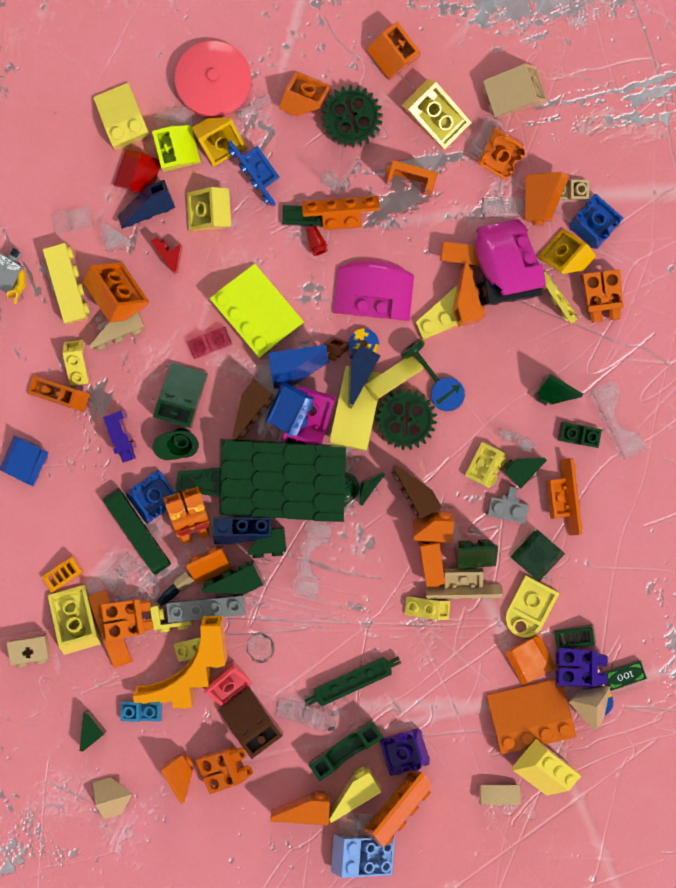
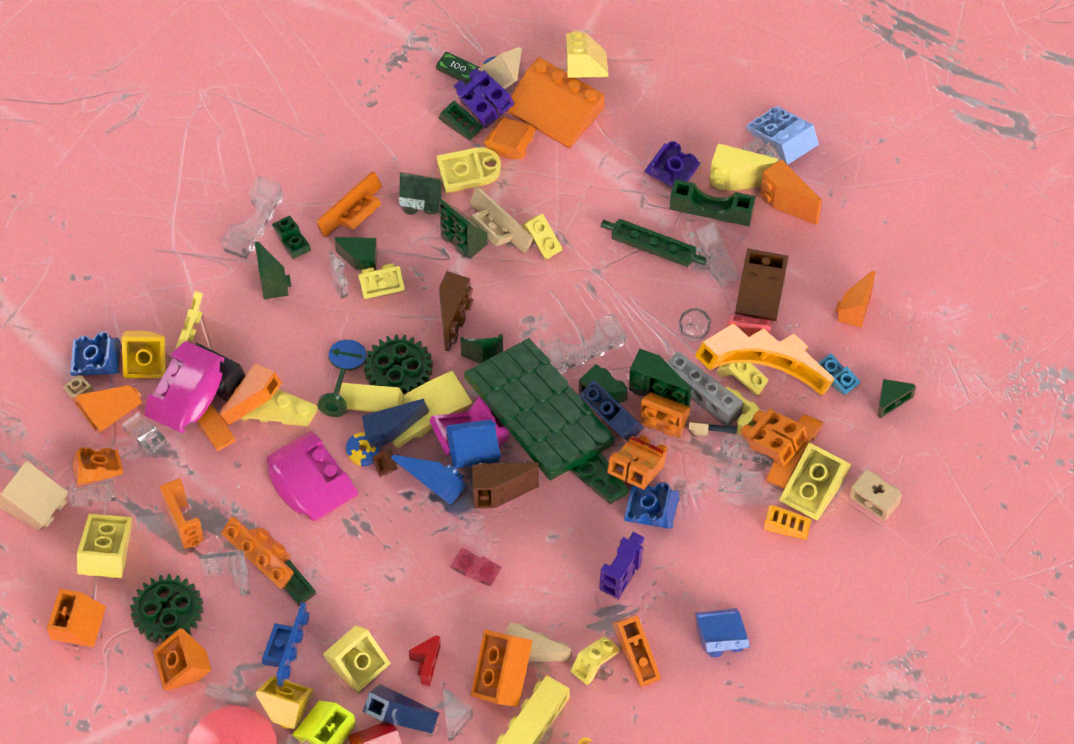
camera: 130 degrees left, 30 degrees down
(110, 797) = (927, 341): tan slope -> none
(136, 531) = (692, 493): dark green beam -> none
(175, 444) = (586, 517): dark green piece -> none
(180, 395) = (544, 548): dark green slope -> none
(224, 768) = (817, 272): orange hips -> none
(257, 310) = (413, 550): neon yellow slope -> none
(316, 242) = (306, 551): red cone -> none
(398, 808) = (727, 127): orange slope -> none
(431, 563) = (495, 262): orange slope -> none
(434, 527) = (468, 263): orange slope -> none
(499, 795) = (638, 79): tan slope -> none
(508, 507) = (400, 242): light grey hinge -> none
(603, 299) = (154, 303): orange hips -> none

